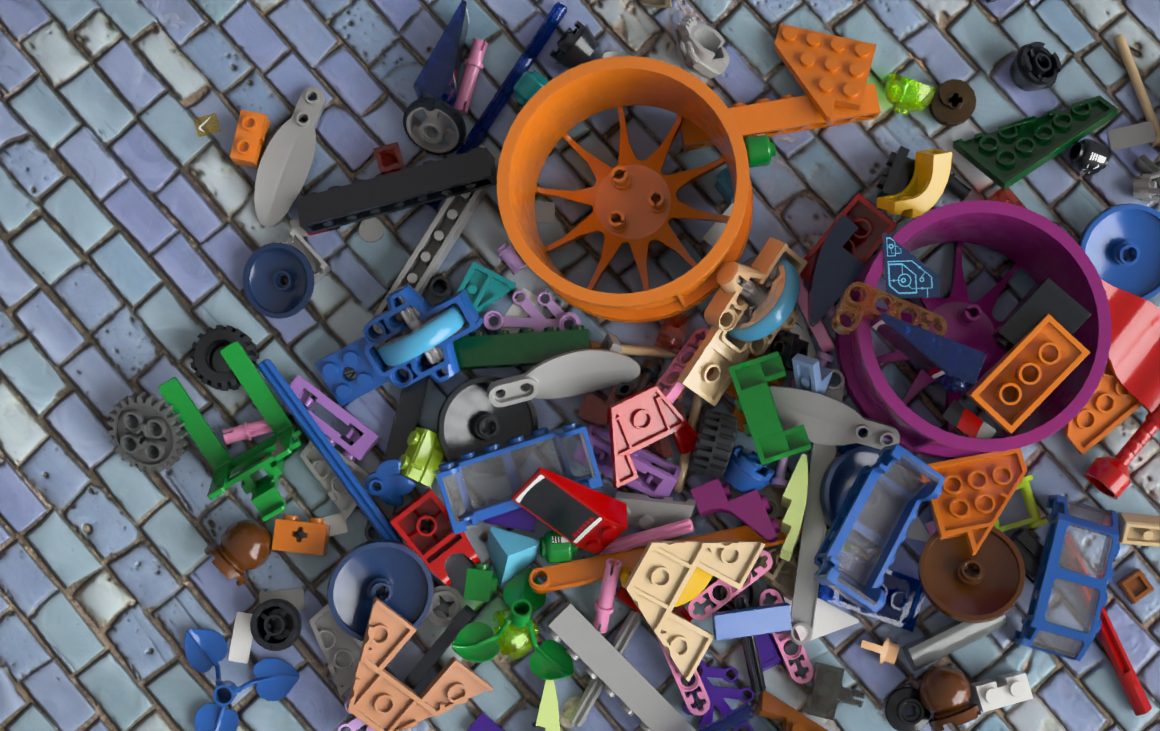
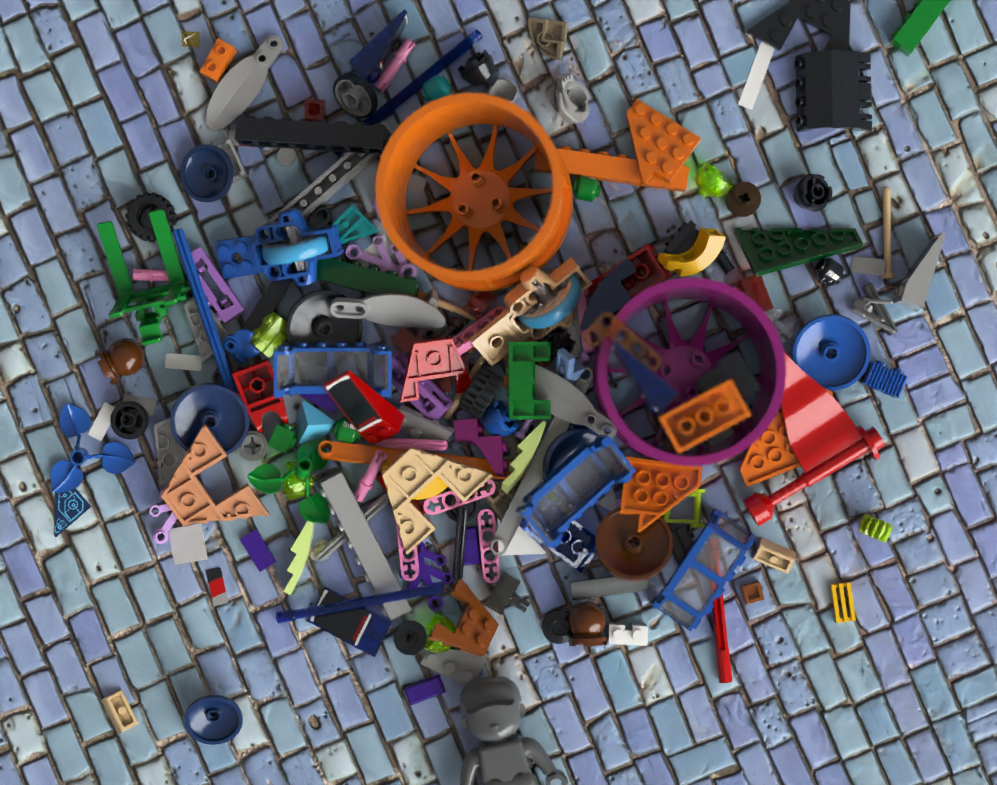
camera: 25 degrees right, 5 degrees up
(147, 432) = (79, 253): dark grey gear -> none
(286, 540) = (155, 363): orange brick -> none
(439, 647) = (240, 473): black beam -> none
(751, 621) = (465, 527): tile -> none
(887, 651) = (557, 580): light nougat piece -> none
(906, 274) = (649, 318): dark blue sticker -> none
(968, 422) = (657, 436): sticker -> none

